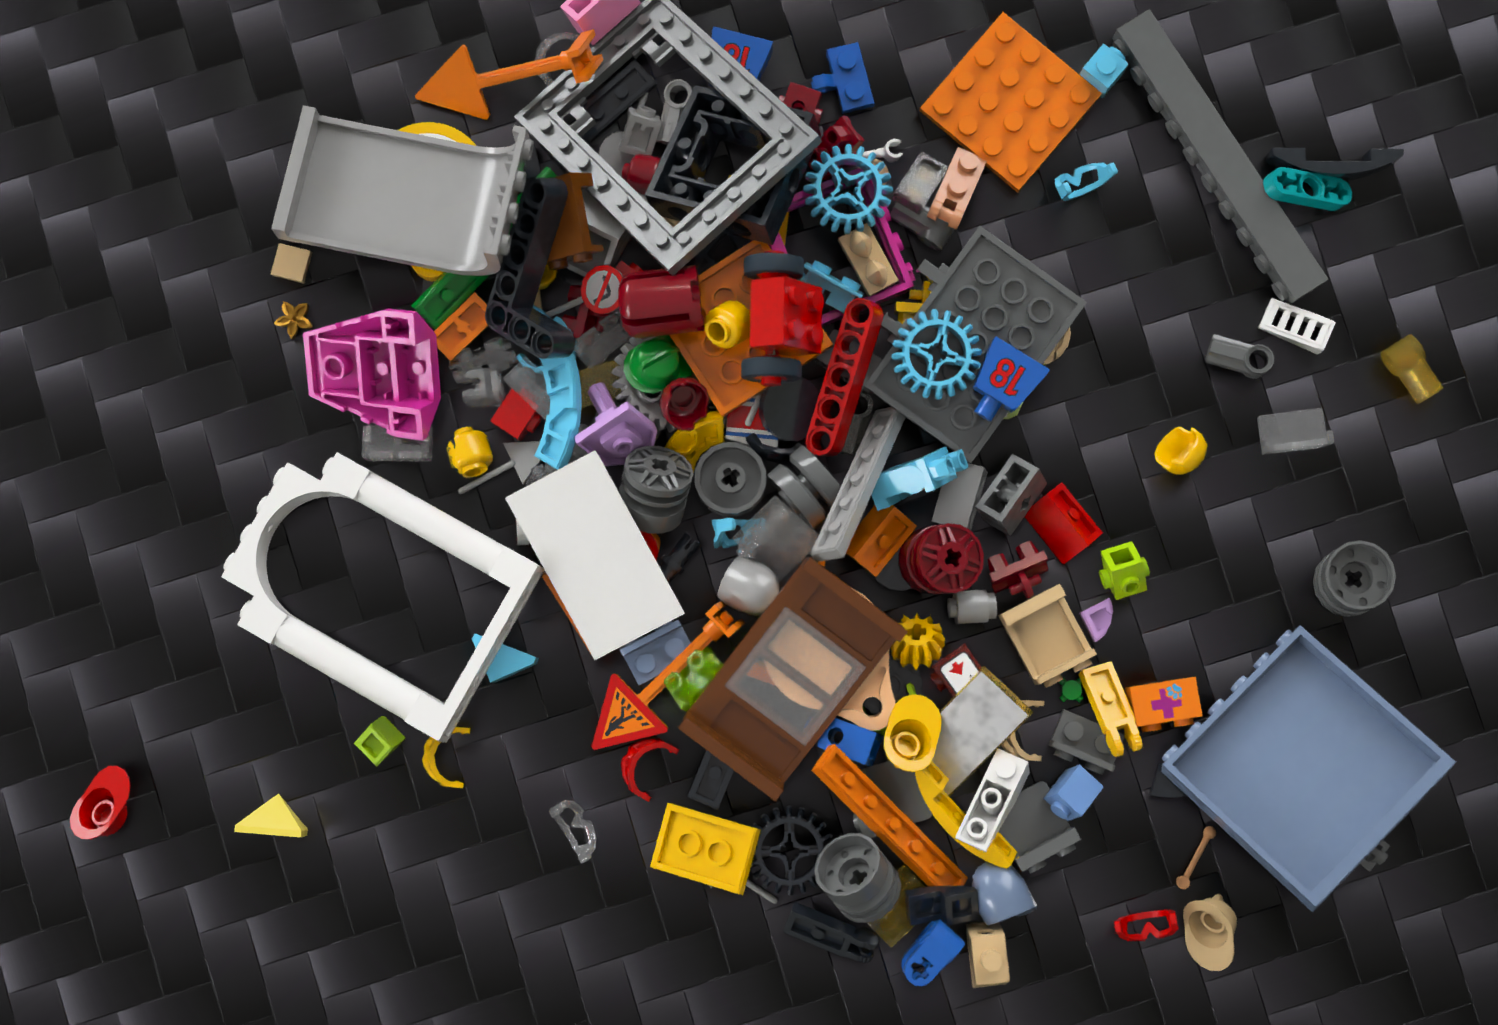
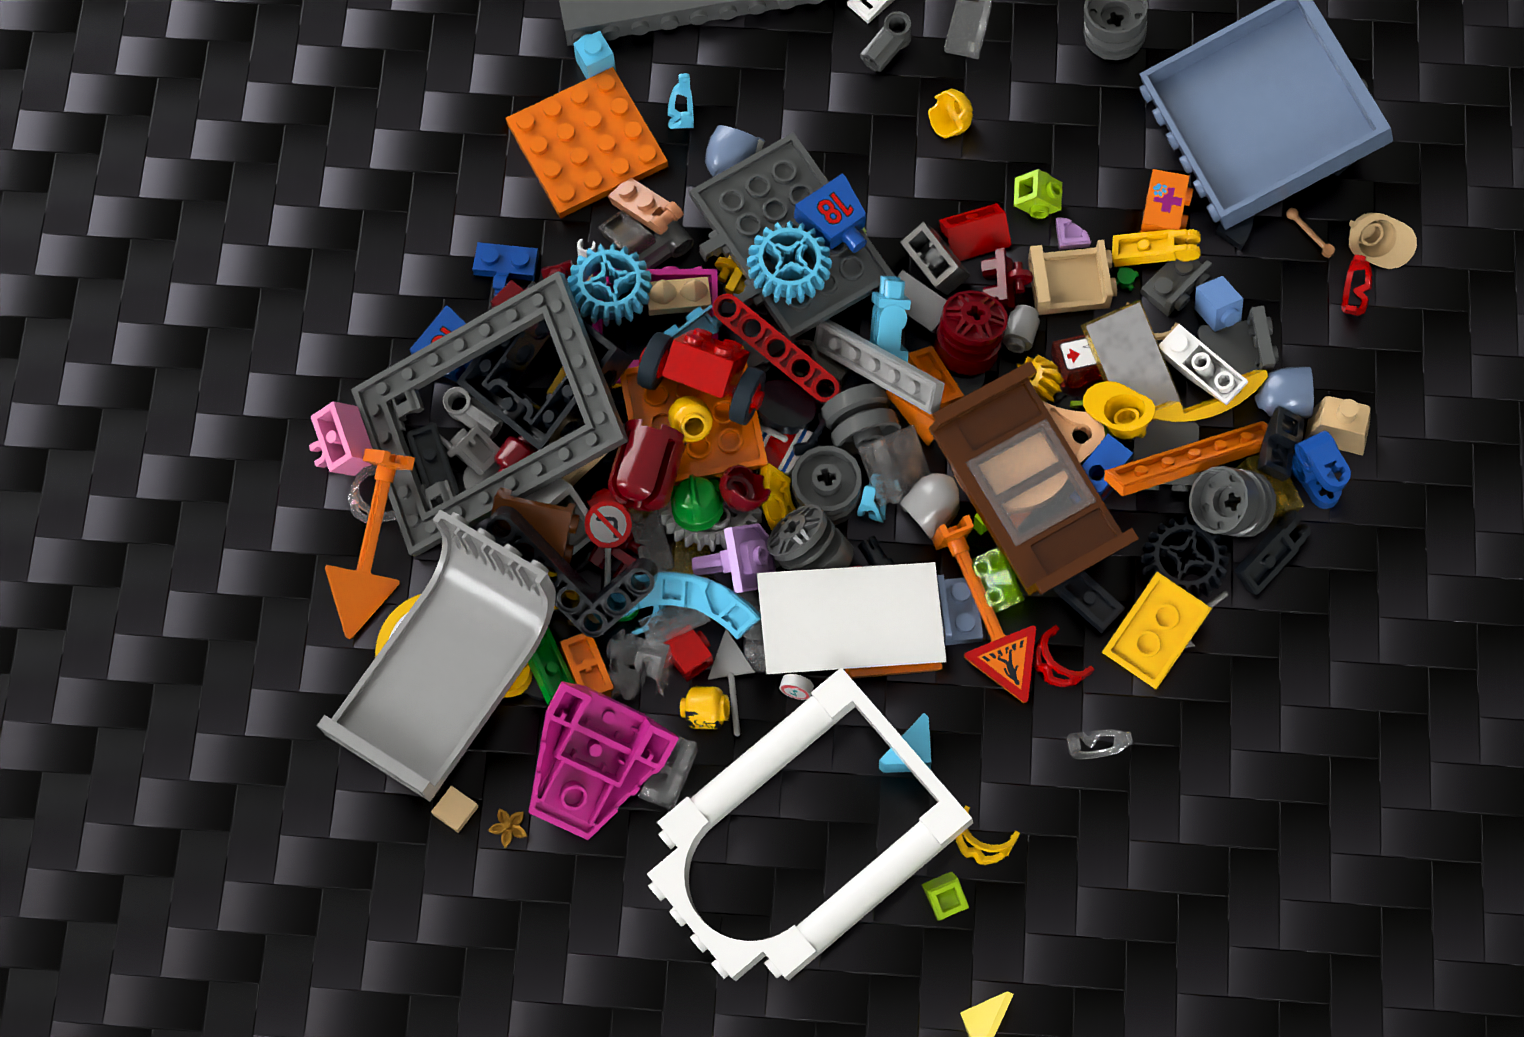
camera: 70 degrees left, 15 degrees down
(1050, 248) = (729, 147): none -> sand blue piece

